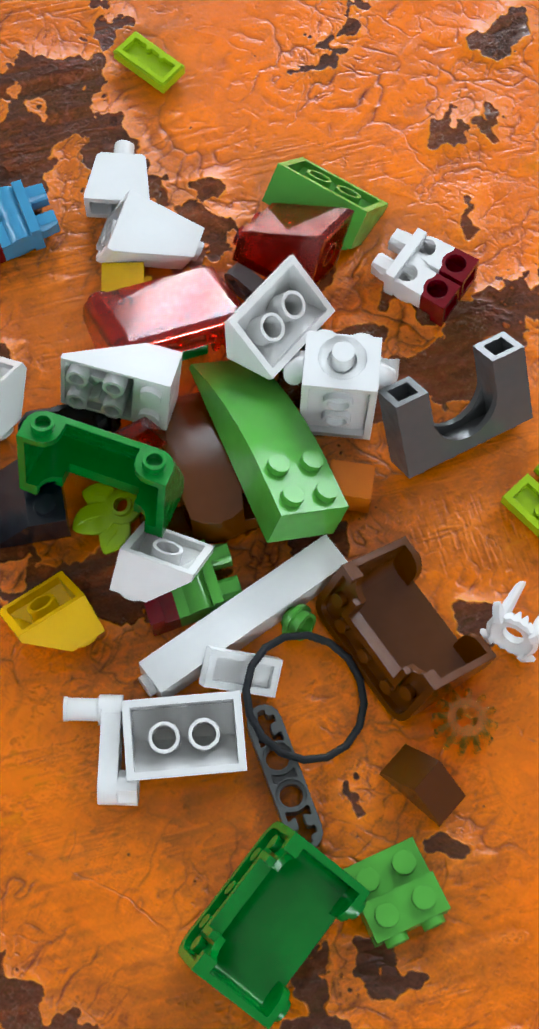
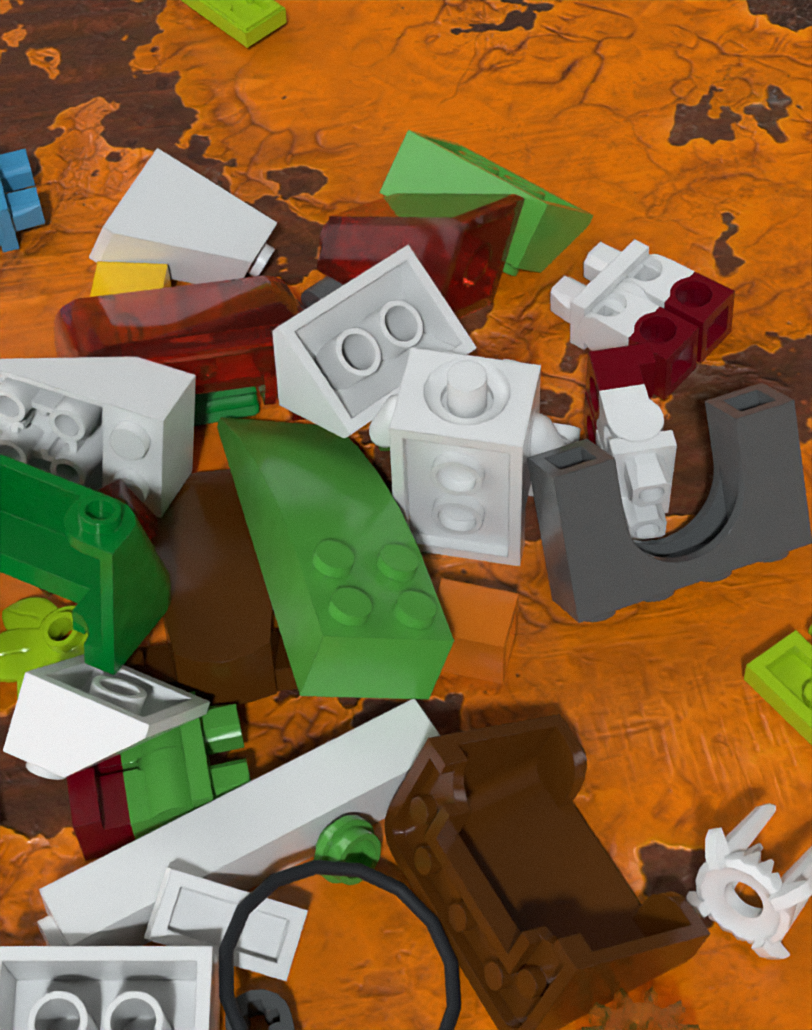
camera: 10 degrees right, 15 degrees down
(113, 177) = (132, 143): white torso -> none
(427, 359) = (630, 429): none -> white hips

